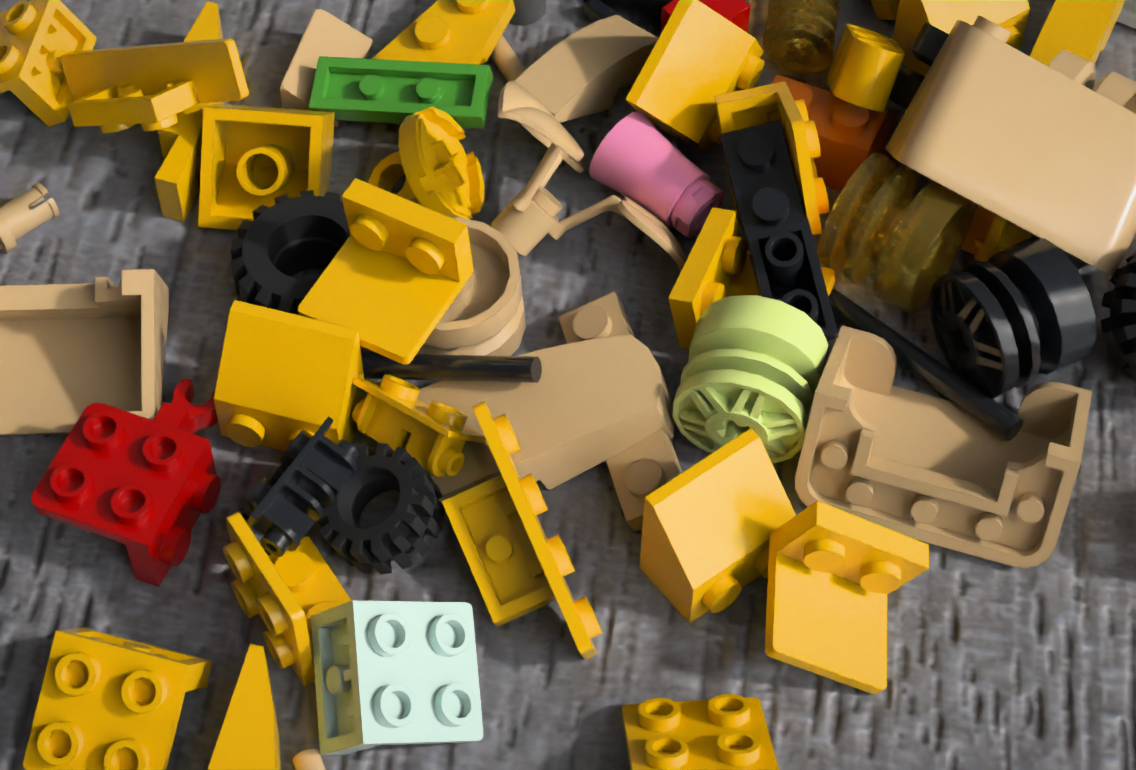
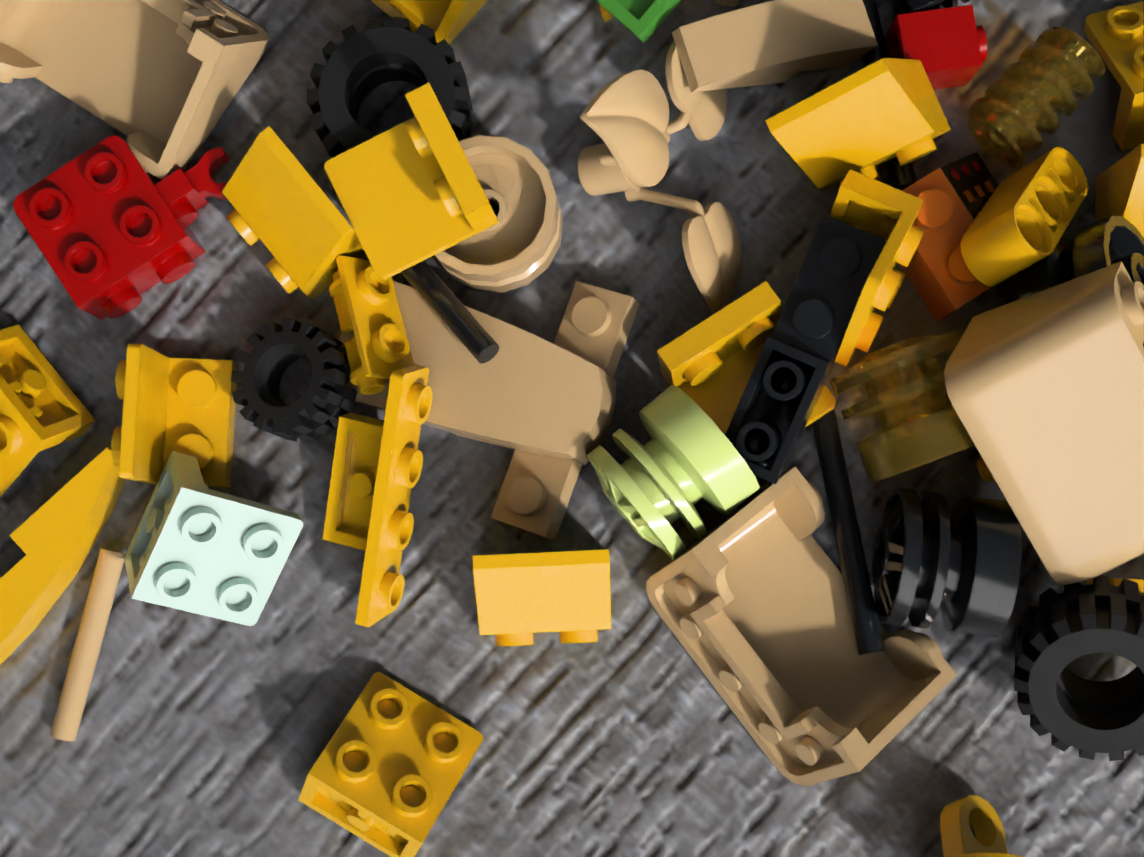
camera: 35 degrees right, 30 degrees up
(294, 496) = (245, 306): black hinge -> none
(434, 166) = (563, 61): yellow tile -> none
(655, 175) = (759, 197): bright pink plant -> none
(831, 593) = (586, 716): yellow bracket -> none

